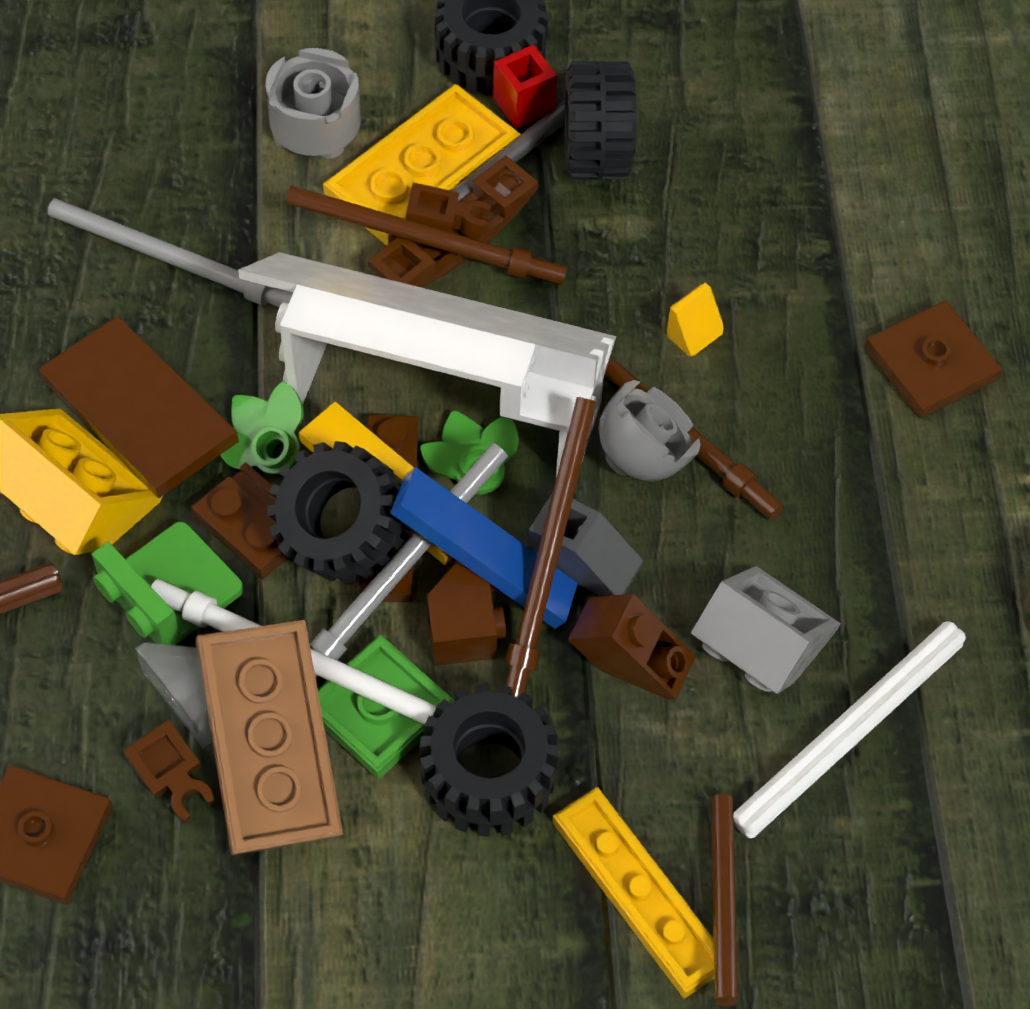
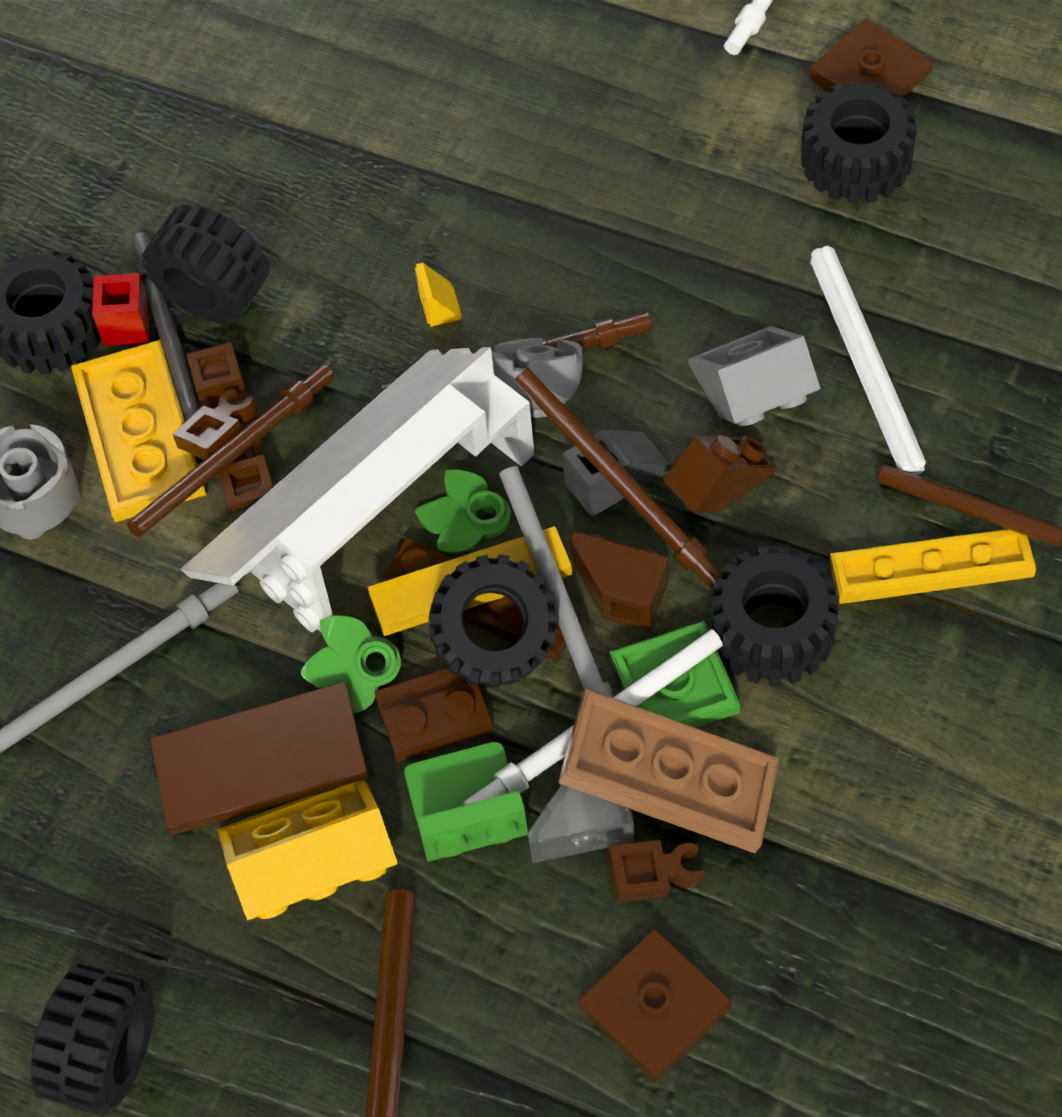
camera: 55 degrees left, 0 degrees up
(477, 543) = (576, 531): blue tile -> none
(933, 358) = (568, 153): reddish brown plate -> none

